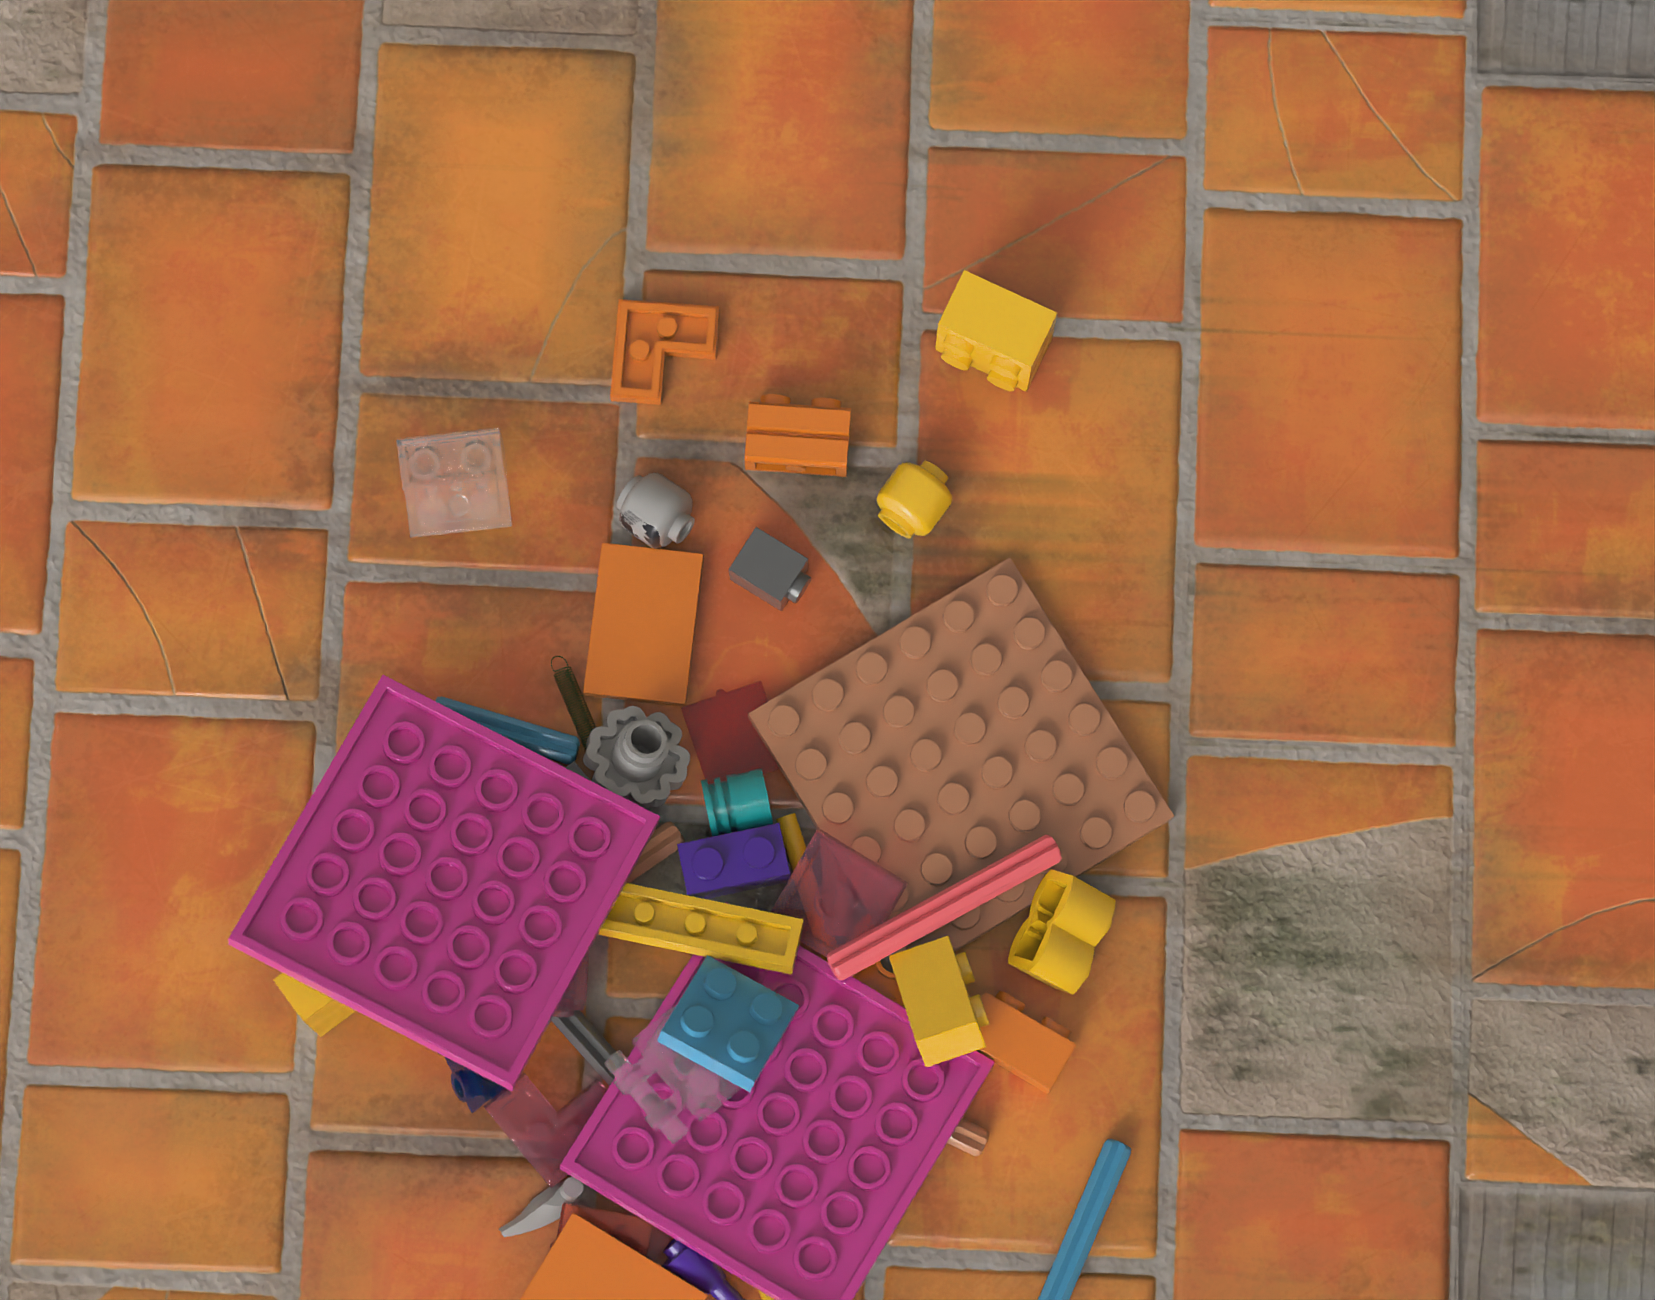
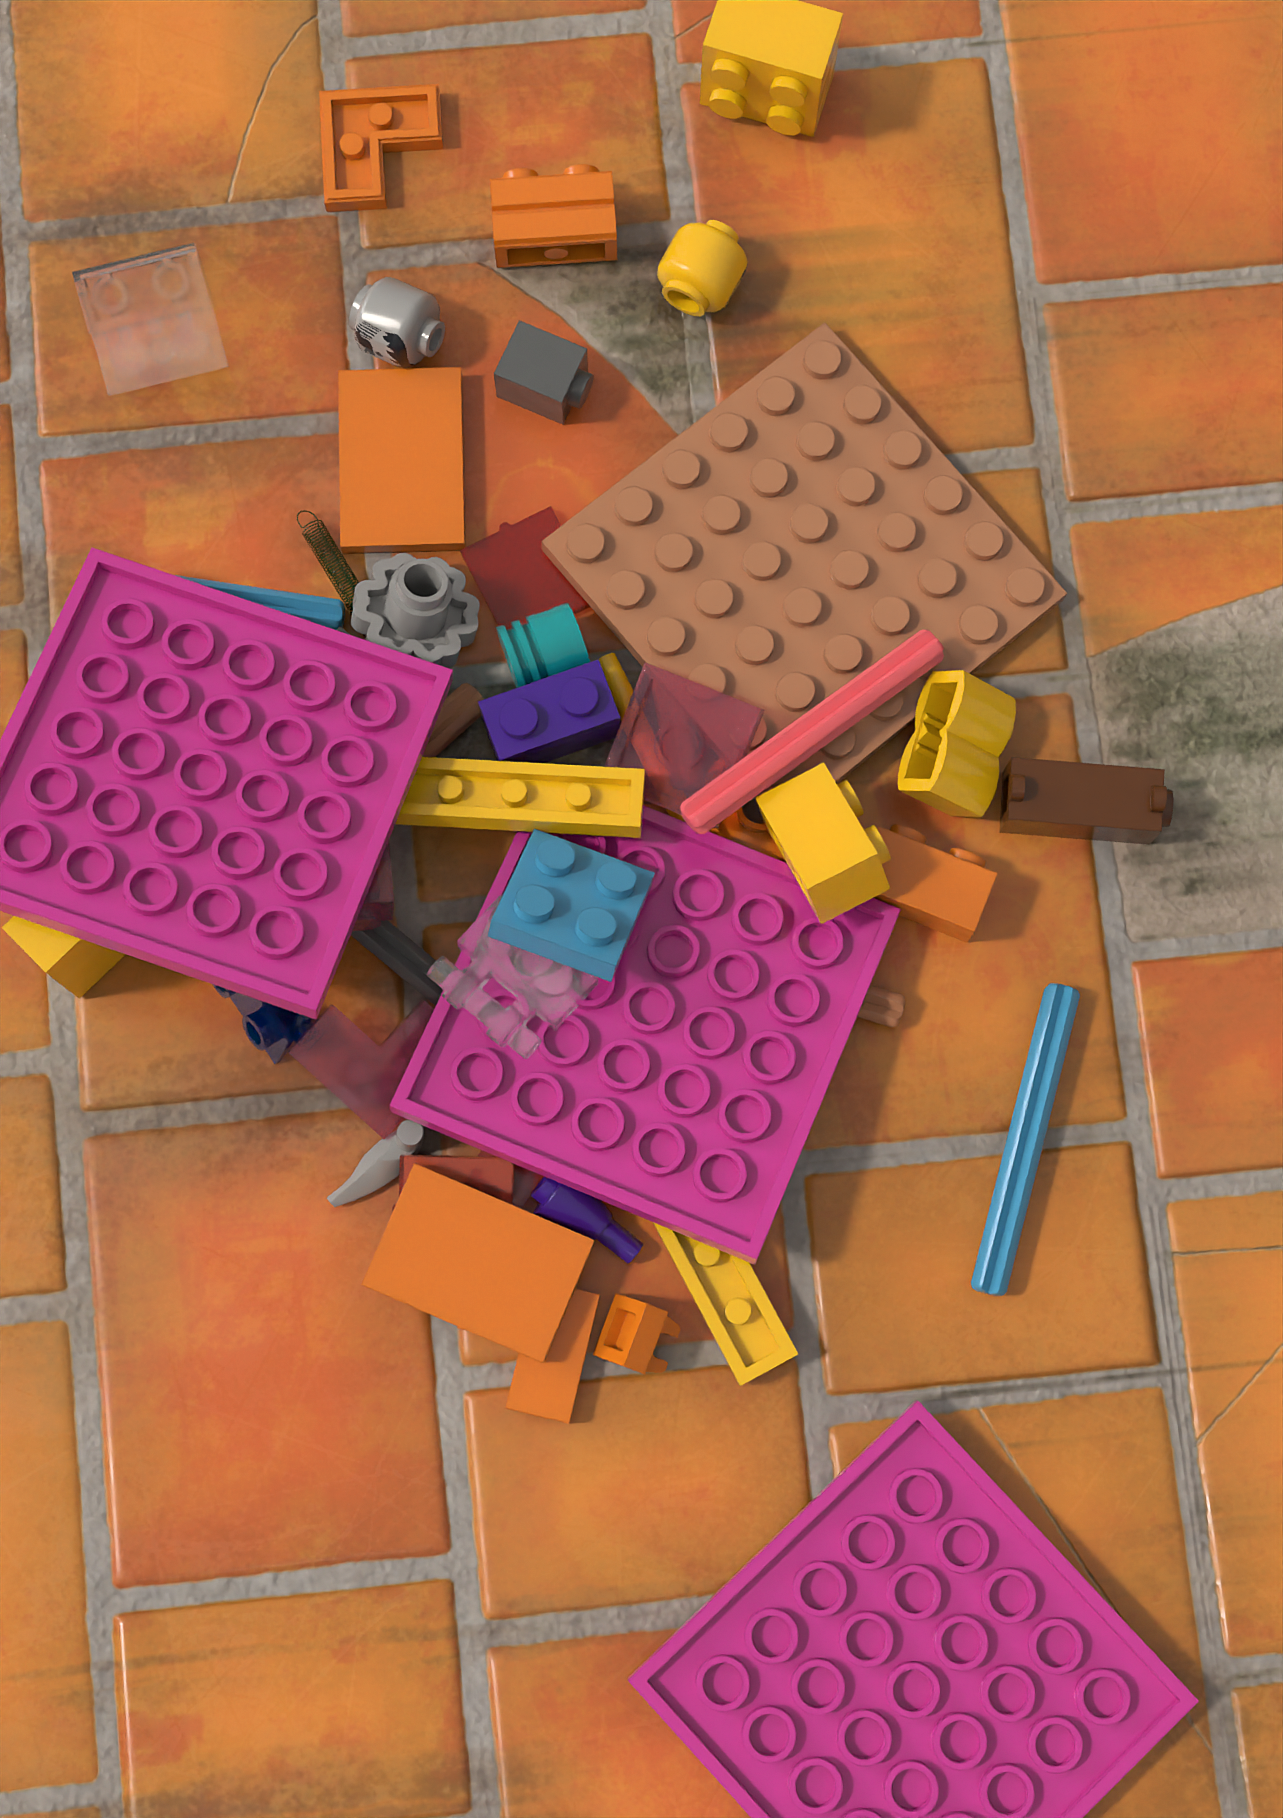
camera: 10 degrees left, 0 degrees up
(1160, 992) = (1084, 801): none -> reddish brown brick

